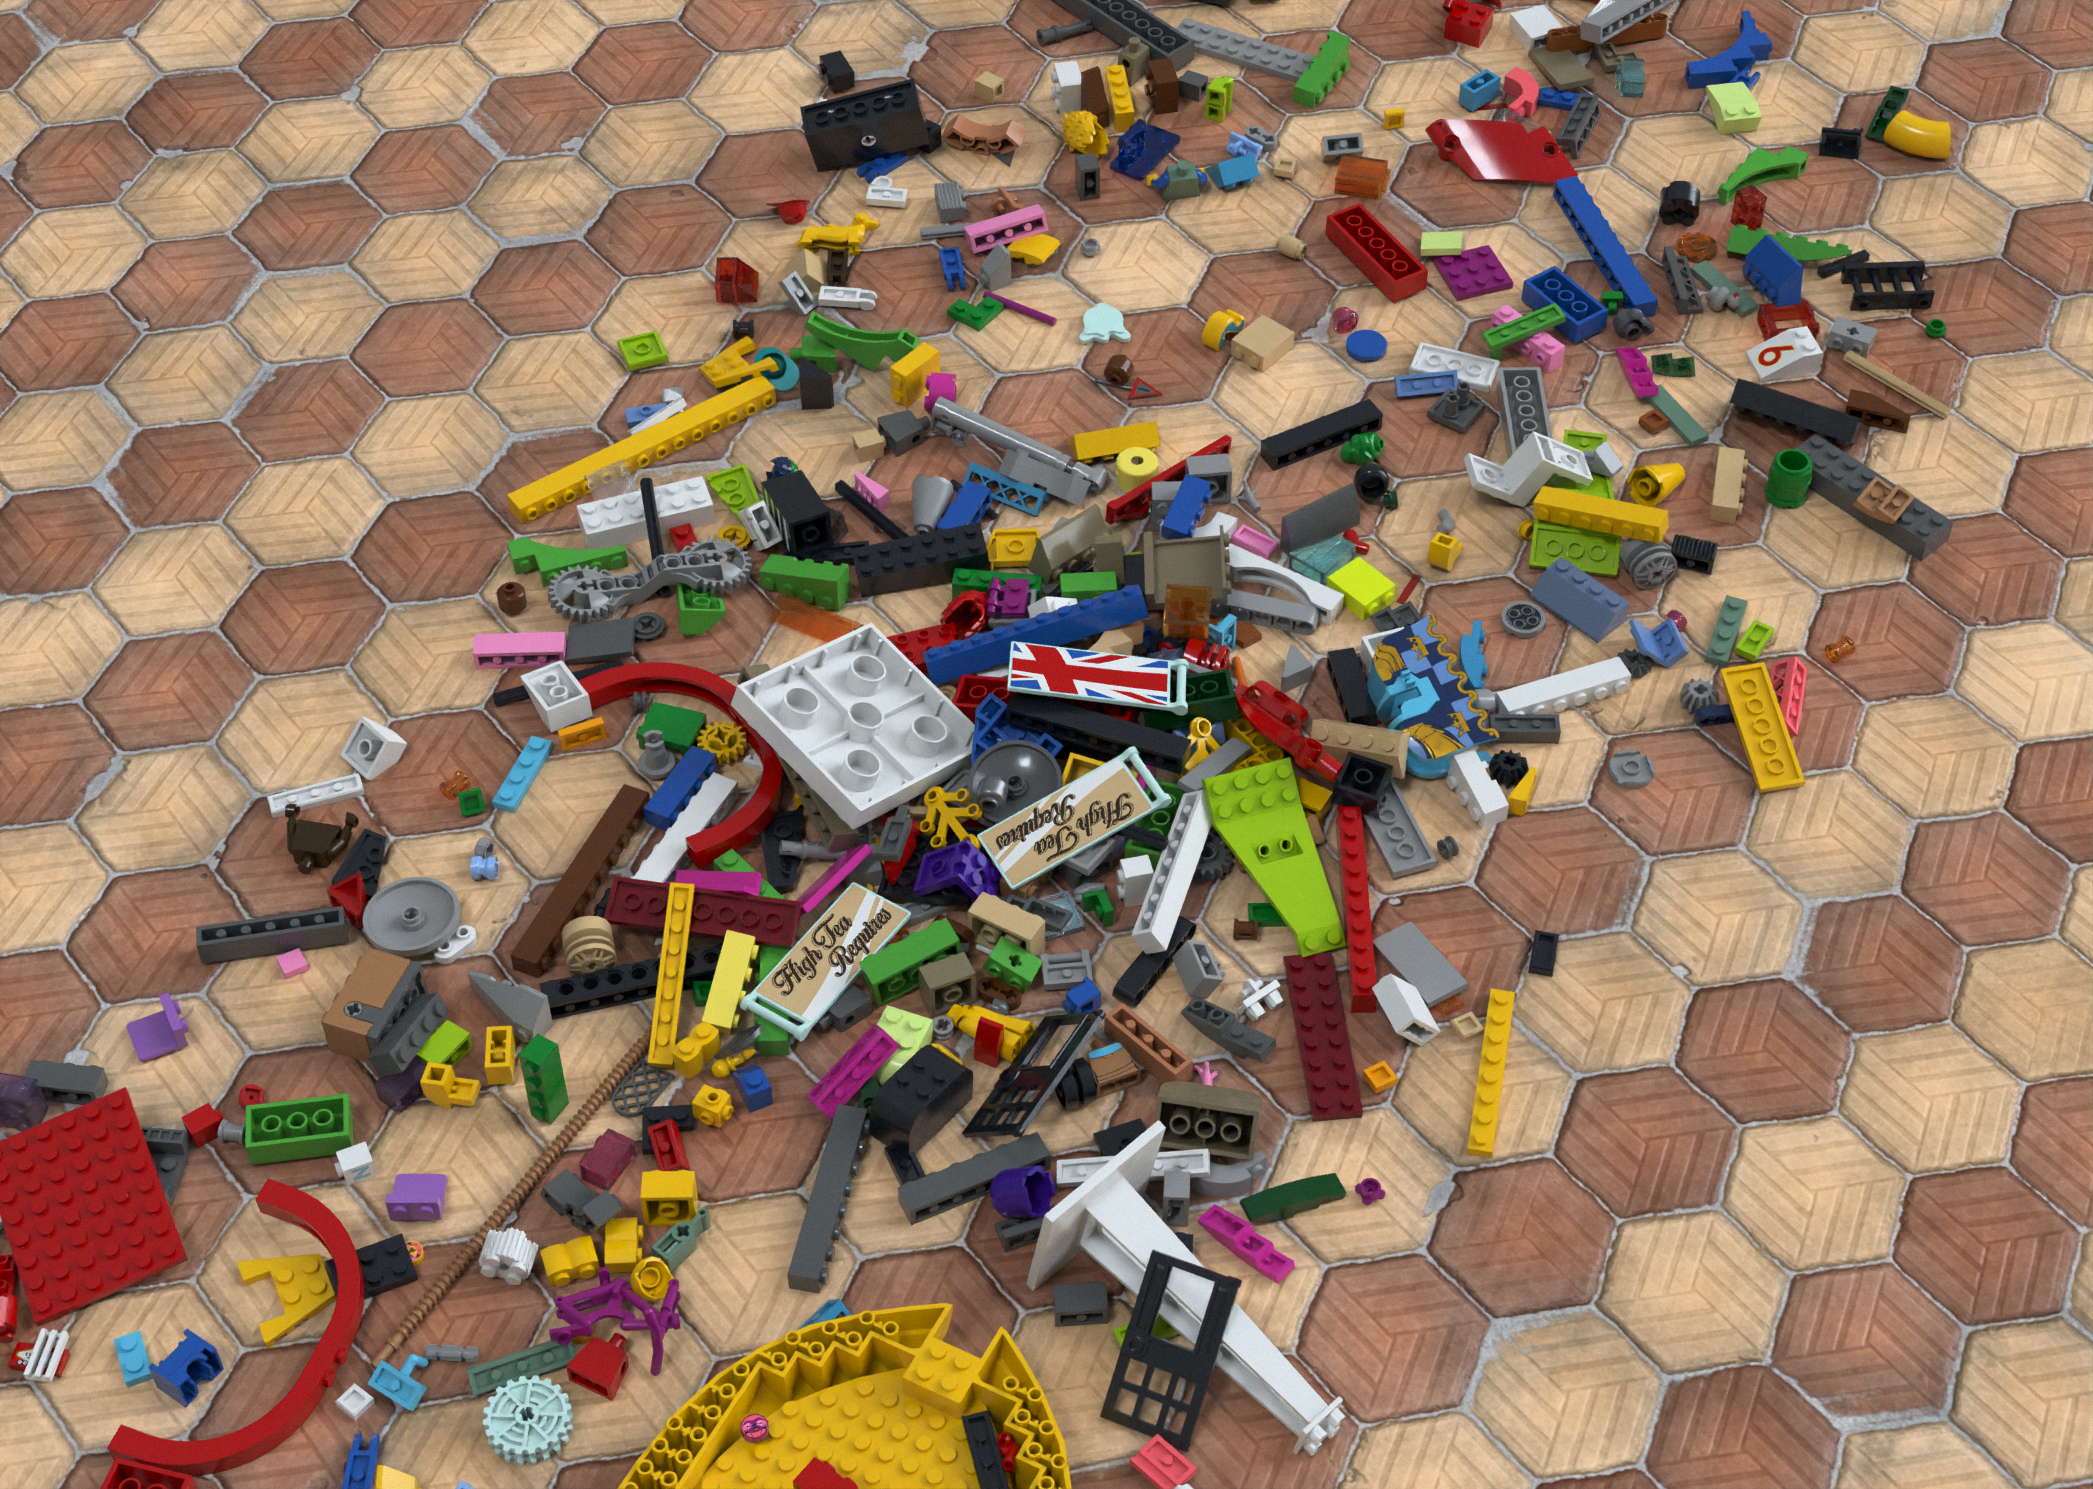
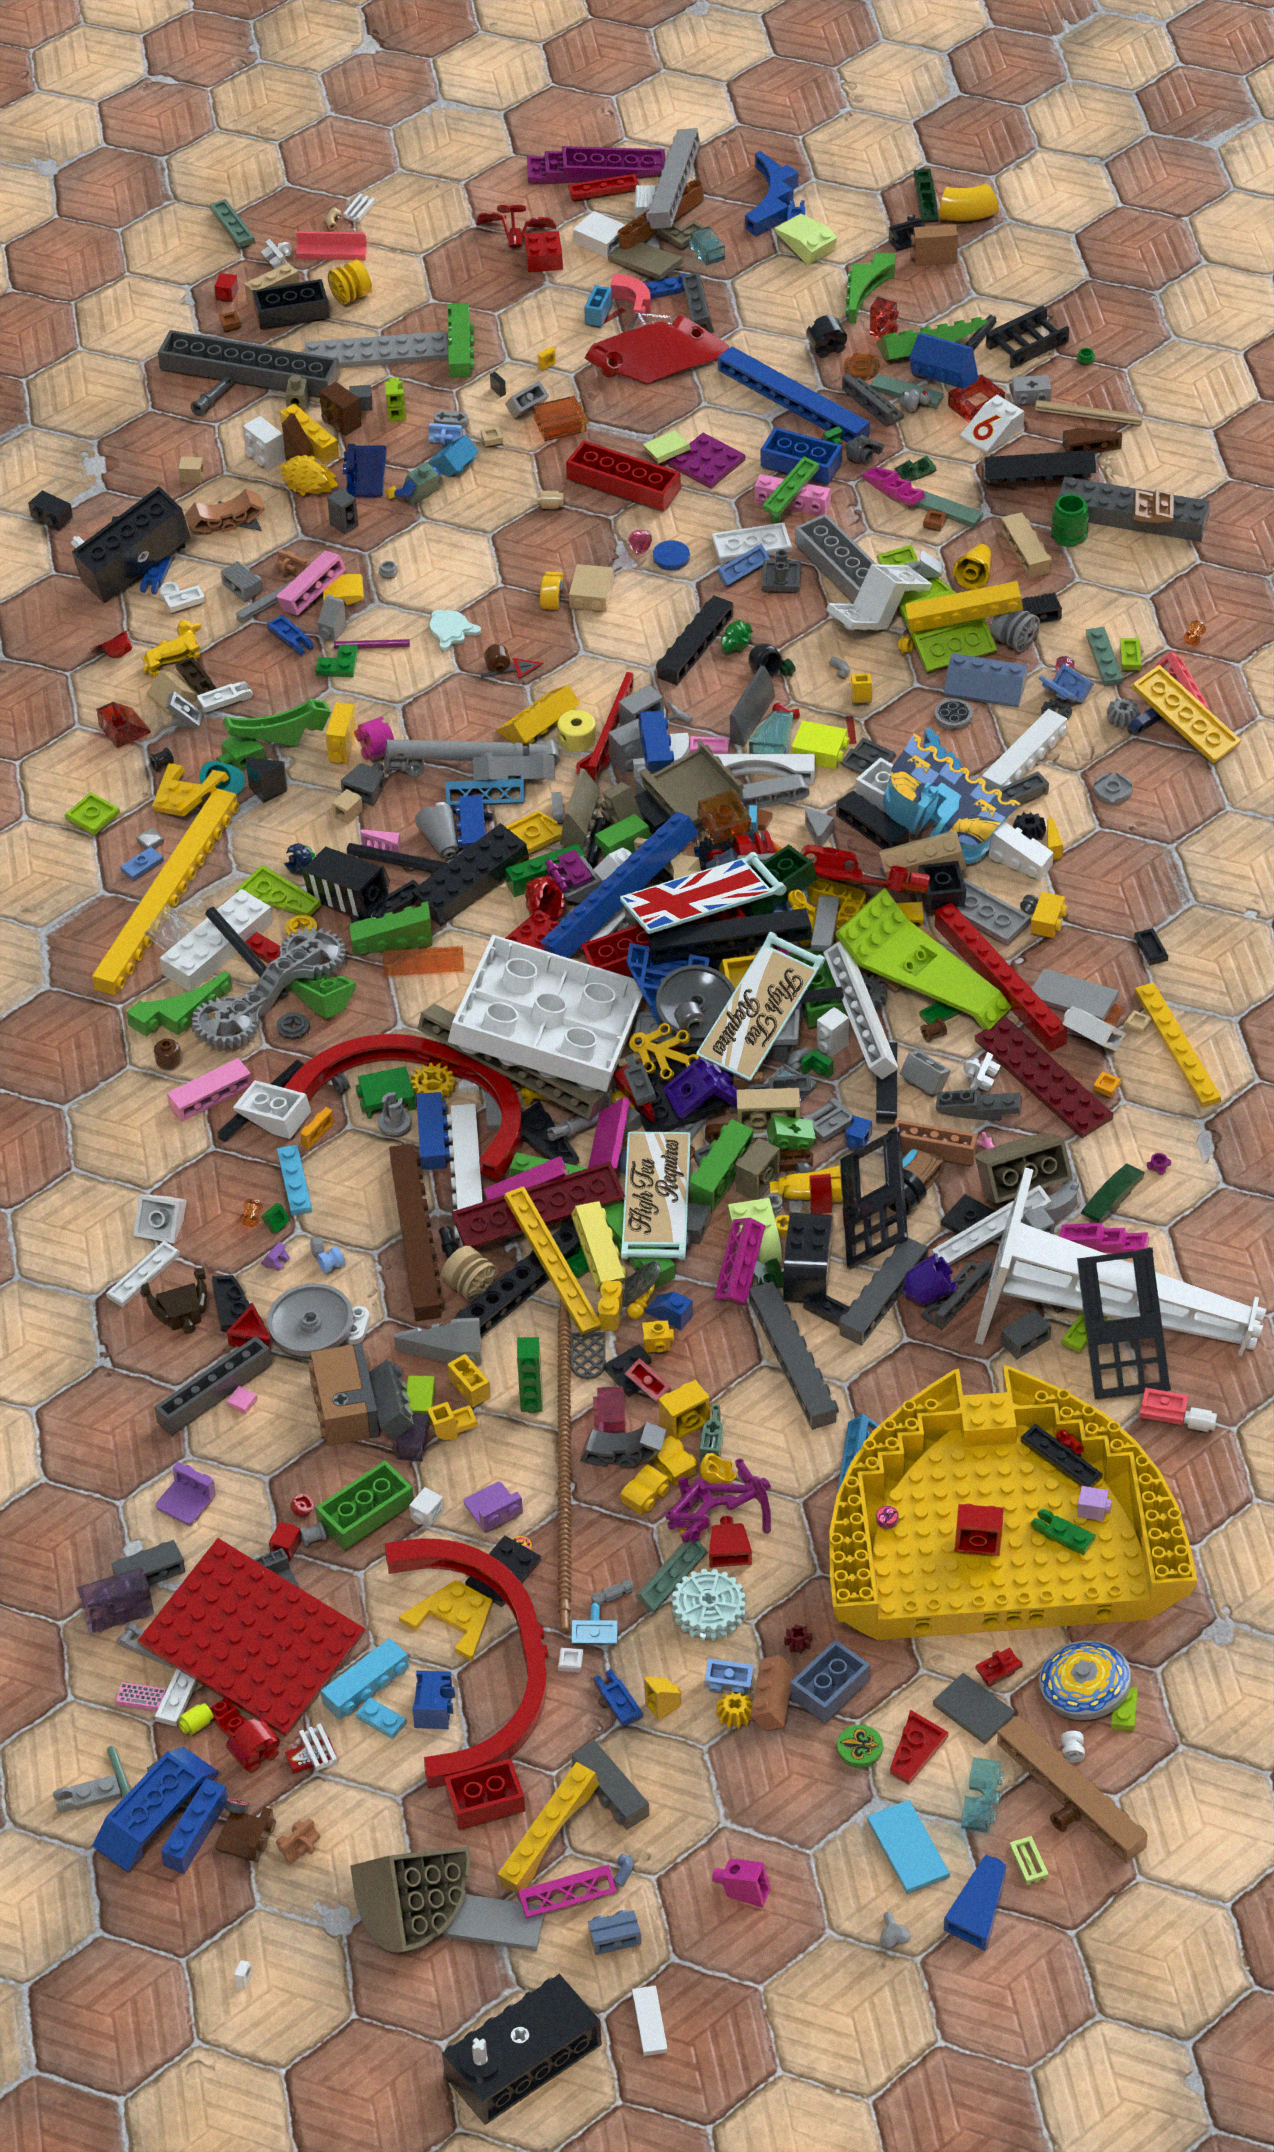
camera: 30 degrees left, 0 degrees up
(150, 1308) = (365, 1679): none -> medium azure brick
(440, 835) = (272, 1258): none -> medium lavender tile
(507, 1255) = (601, 1507): white brick -> none
(600, 640) = (269, 1052): dark grey tile -> none
(669, 410) = (160, 857): white plate -> none
(760, 525) = (322, 905): white brick -> none
(1329, 123) = (497, 384): none -> black tile
(1455, 867) = (1048, 915): none -> yellow brick
(1855, 161) = (934, 245): none -> medium nougat brick

